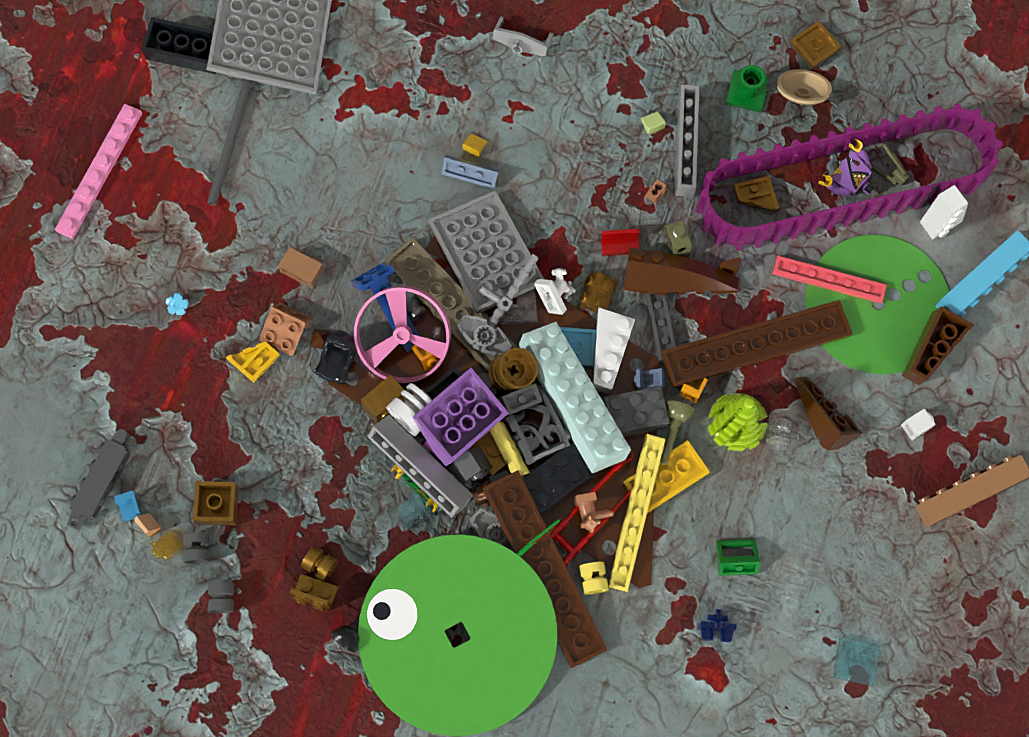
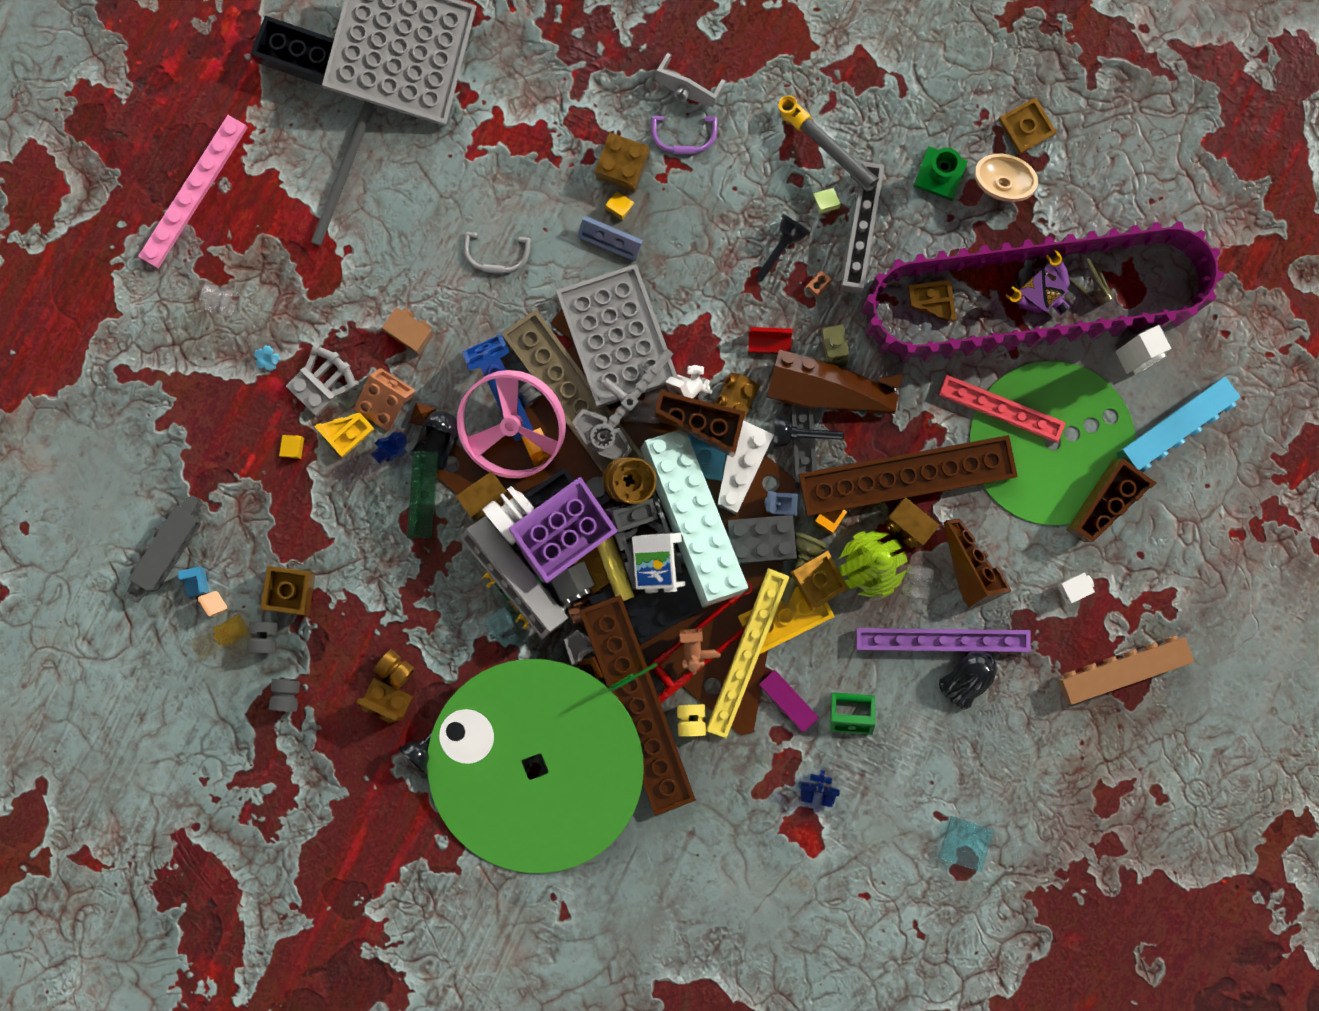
camera: 10 degrees right, 10 degrees up
(126, 257) = (215, 298): none -> clear wheel
(206, 378) = (291, 446): none -> yellow slope
(221, 329) = (311, 390): none -> light grey plate
(296, 368) = (390, 447): none -> clear blue hips
(329, 405) = (422, 494): none -> clear green fence
(371, 208) = (496, 269): none -> light grey piece
(473, 108) = (622, 162): none -> pearl gold brick
(499, 537) = (591, 667): none -> reddish brown slope
(523, 93) = (683, 149): none -> medium lavender piece
(546, 436) = (655, 562): none -> panel
(570, 310) = (705, 421): none -> reddish brown wedge
(624, 59) = (803, 122): none -> dark grey piece
(627, 149) = (790, 232): none -> black piece
(644, 317) = (785, 432): none -> black piece
(679, 552) = (788, 701): none -> magenta tile
(692, 440) = (819, 580): none -> pearl gold plate
(765, 383) = (911, 524): none -> pearl gold brick
(808, 482) = (943, 640): none -> medium lavender plate
(837, 513) = (969, 678): none -> black piece

